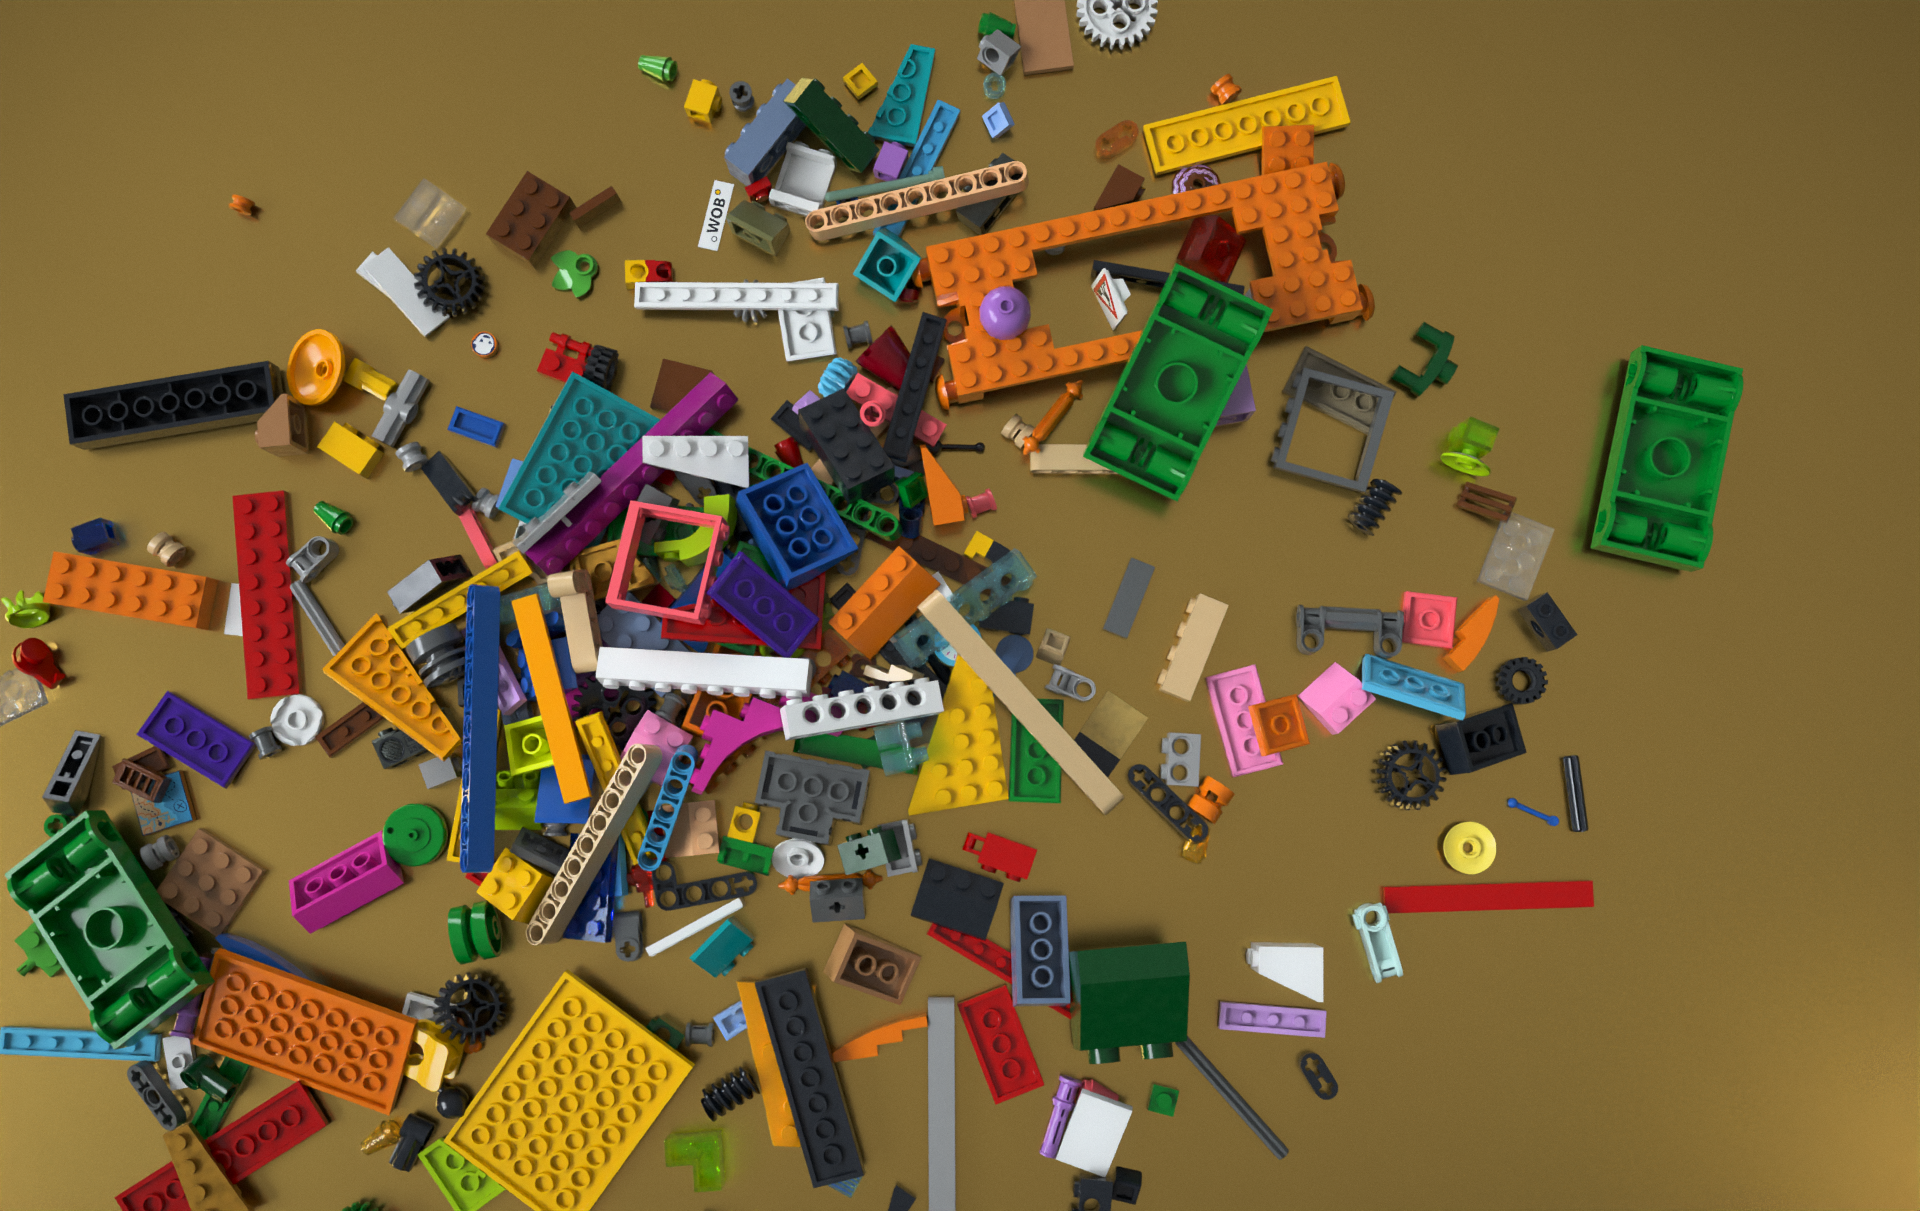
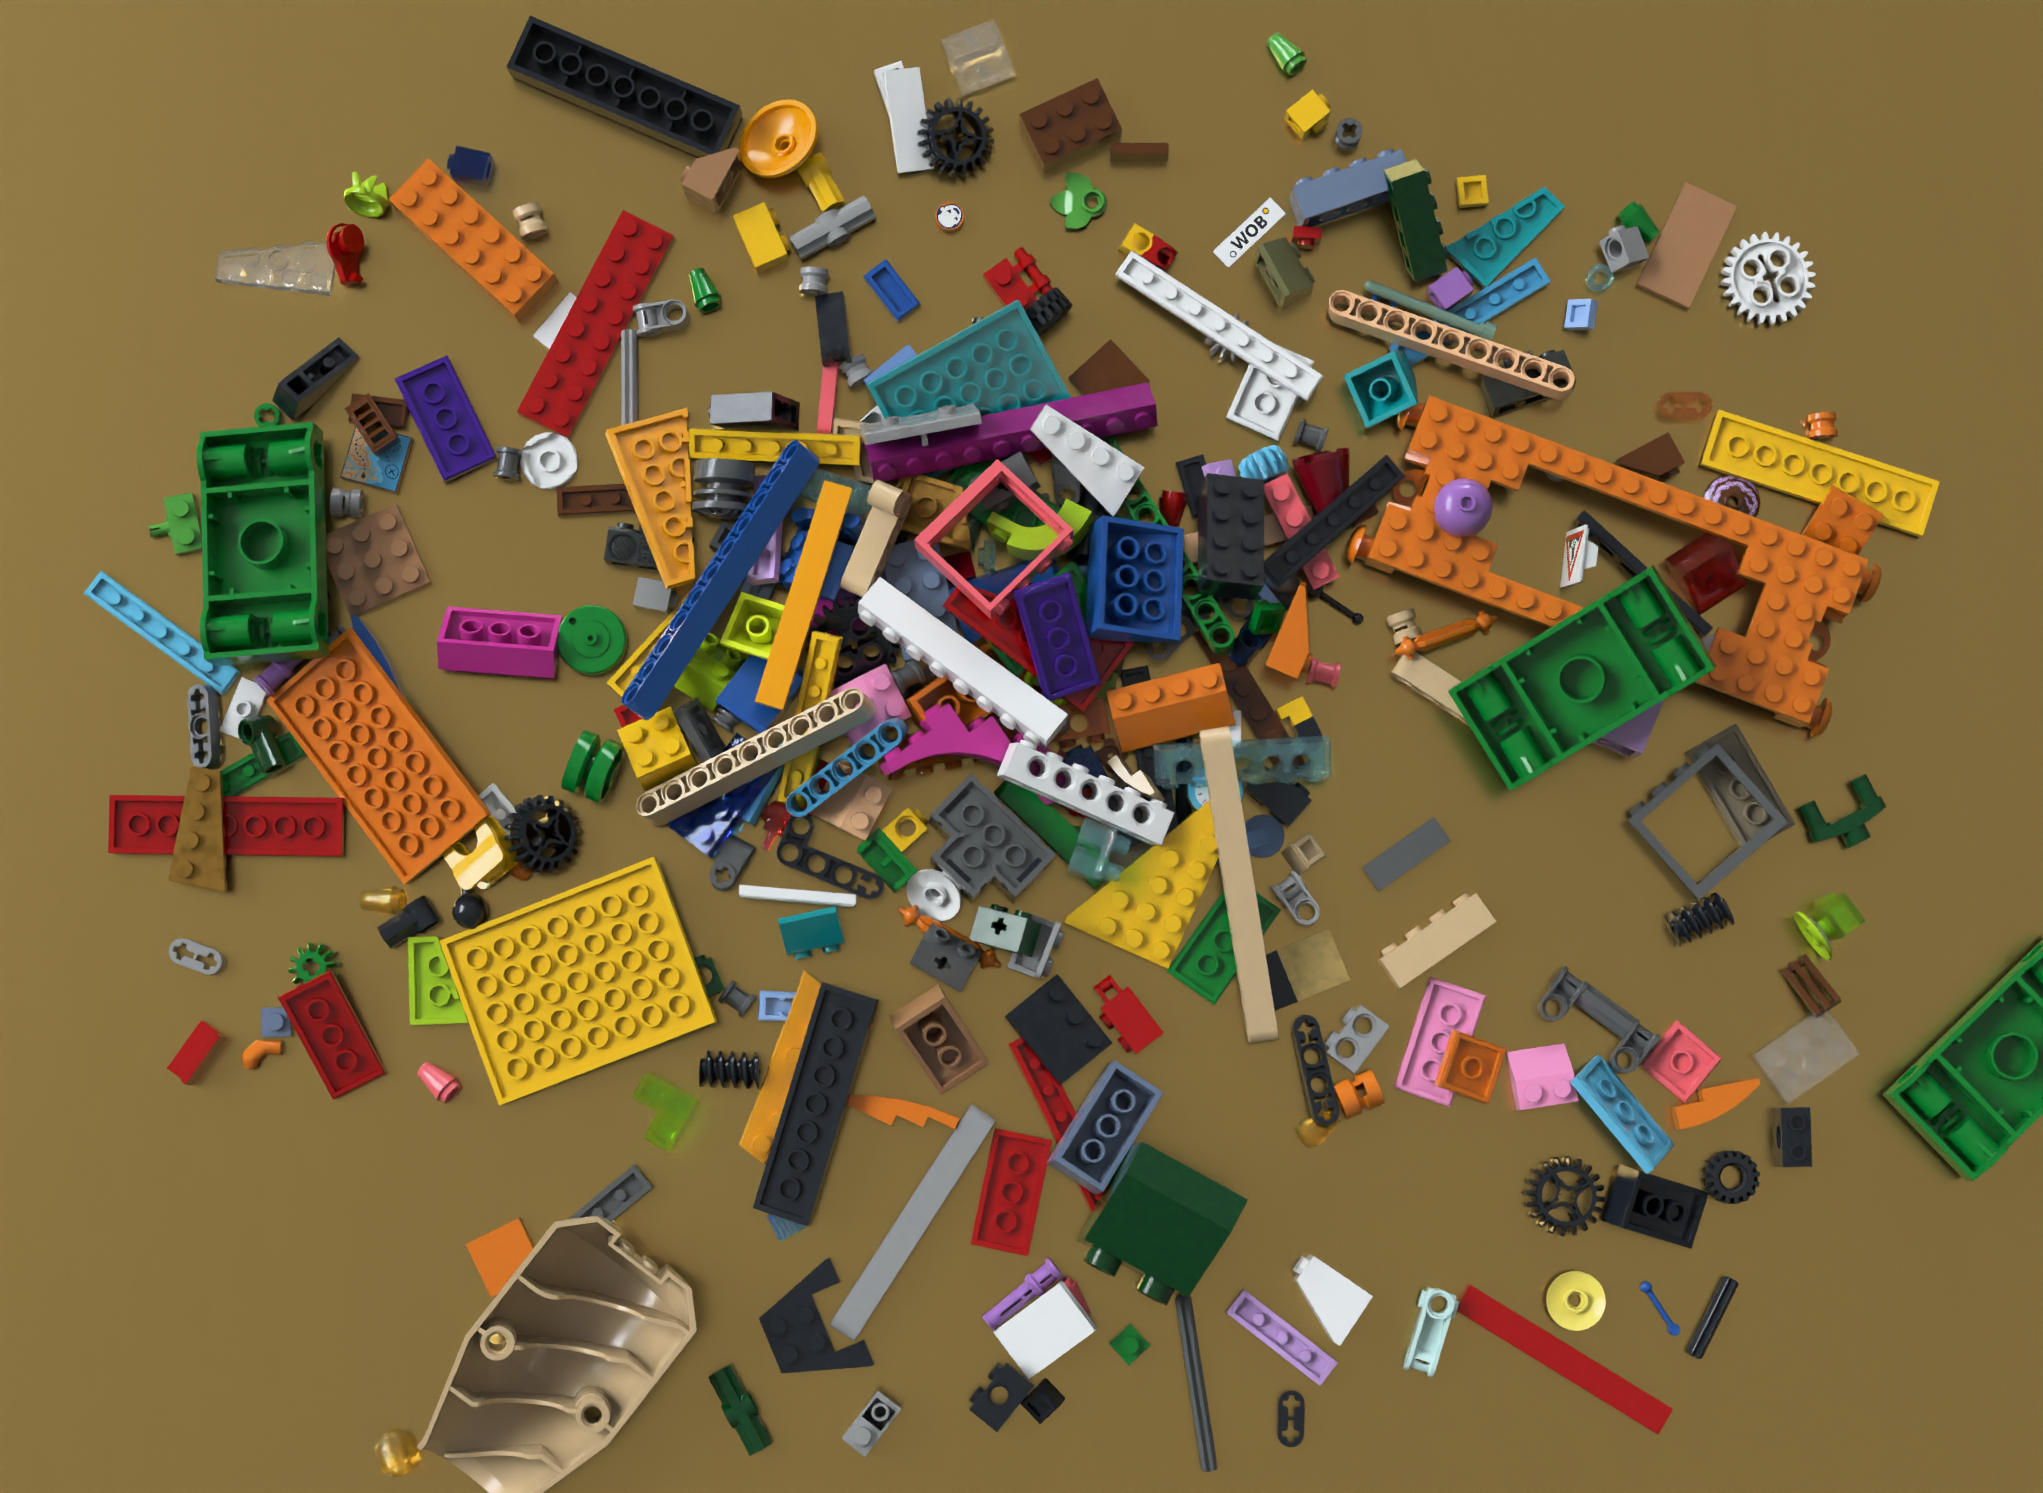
camera: 35 degrees right, 0 degrees up
(803, 179) = (1355, 252): white panel -> none
(867, 415) = (1269, 522): coral cone -> none
(909, 295) = (1384, 430): dark red tile -> none

